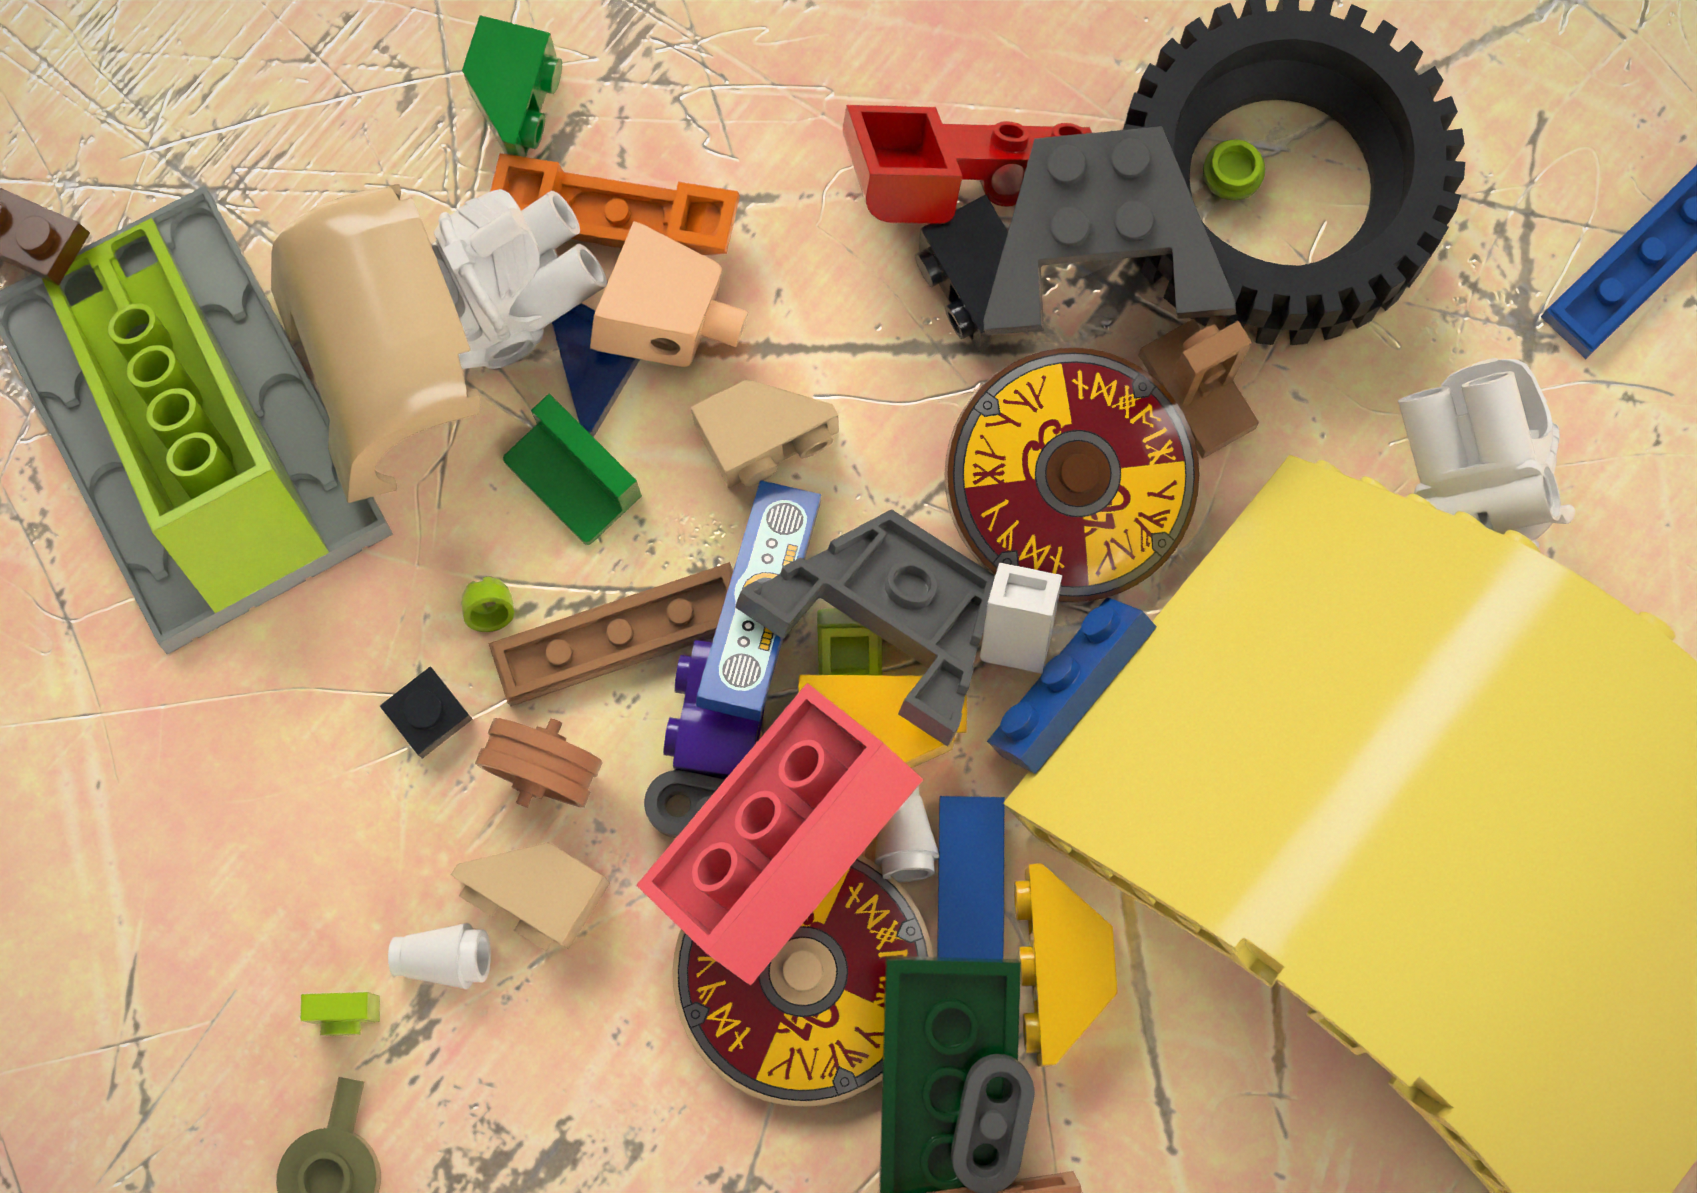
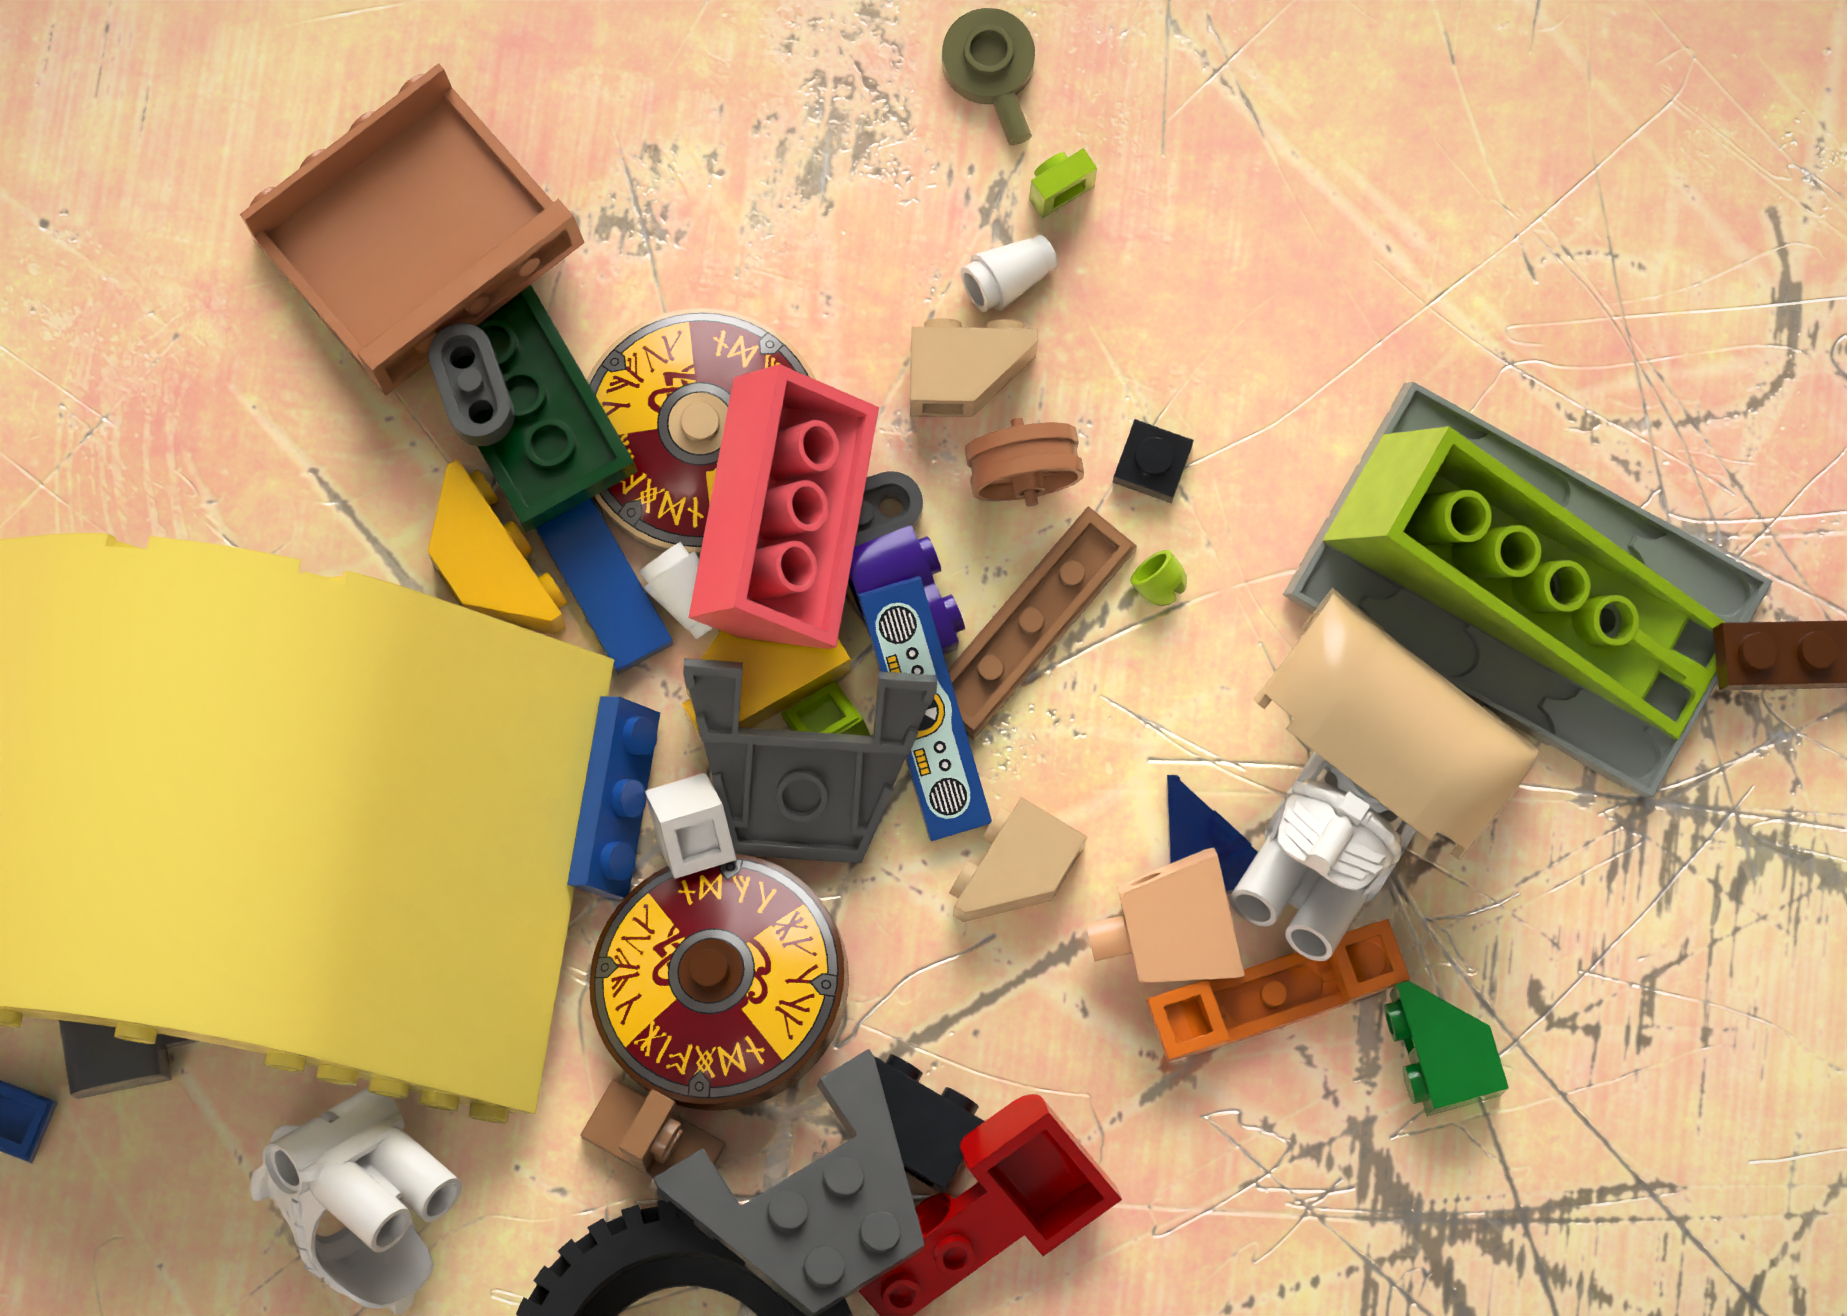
camera: 145 degrees right, 0 degrees up
(572, 472) = (1161, 734): green panel -> none

